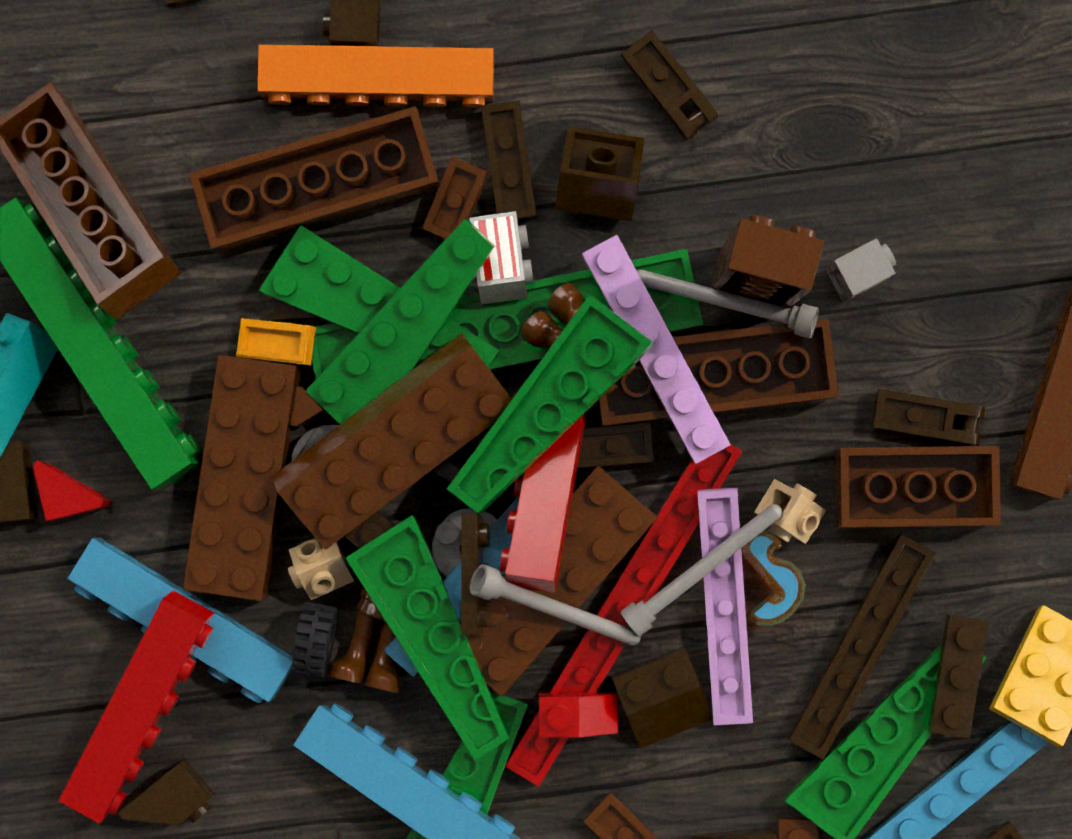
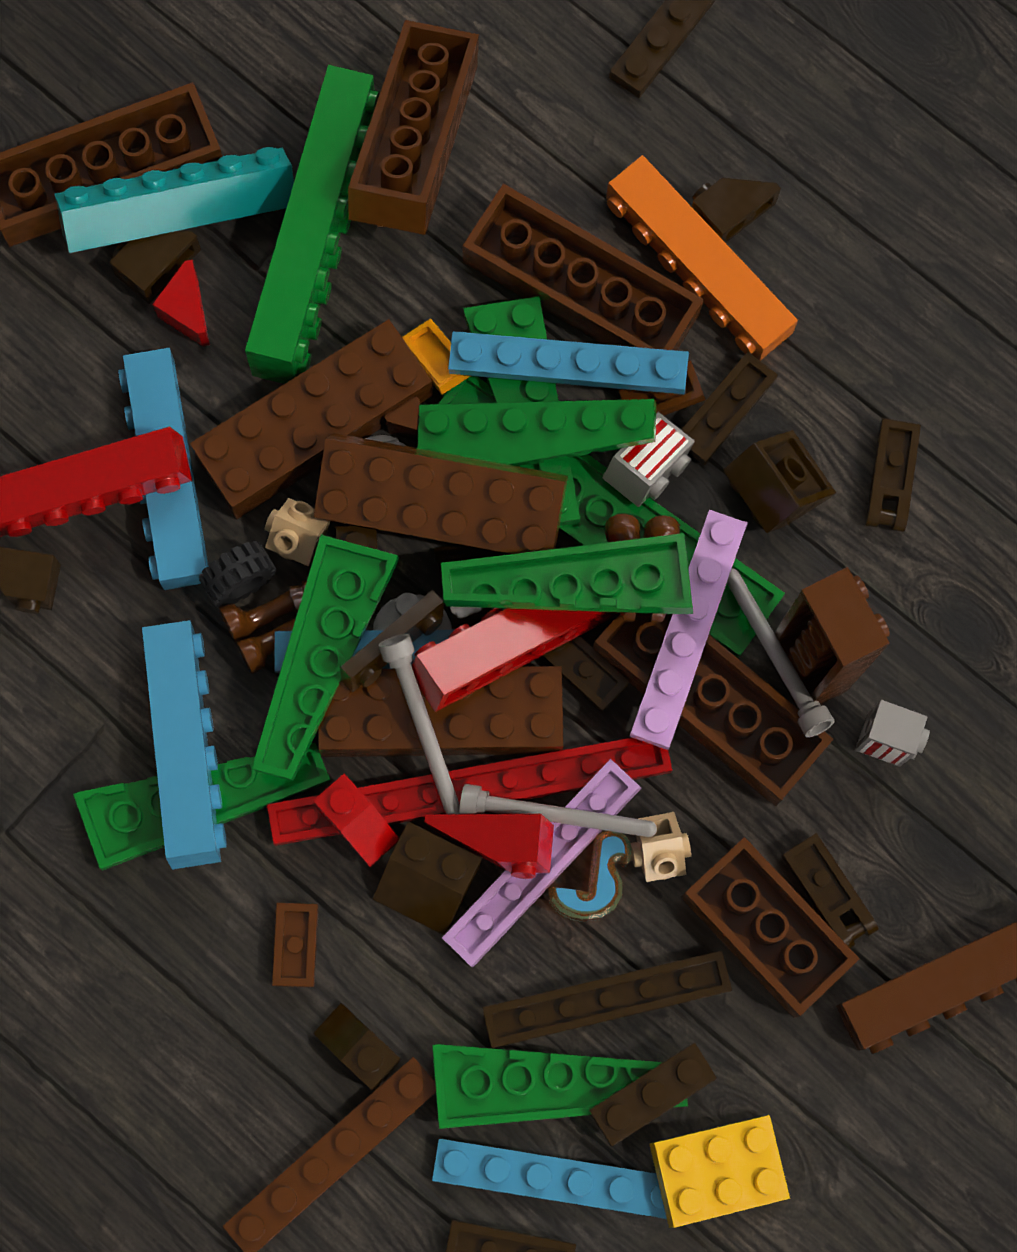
camera: 40 degrees right, 10 degrees down
(374, 253) = (568, 362): none -> dark azure plate
(690, 622) = (508, 840): none -> red slope

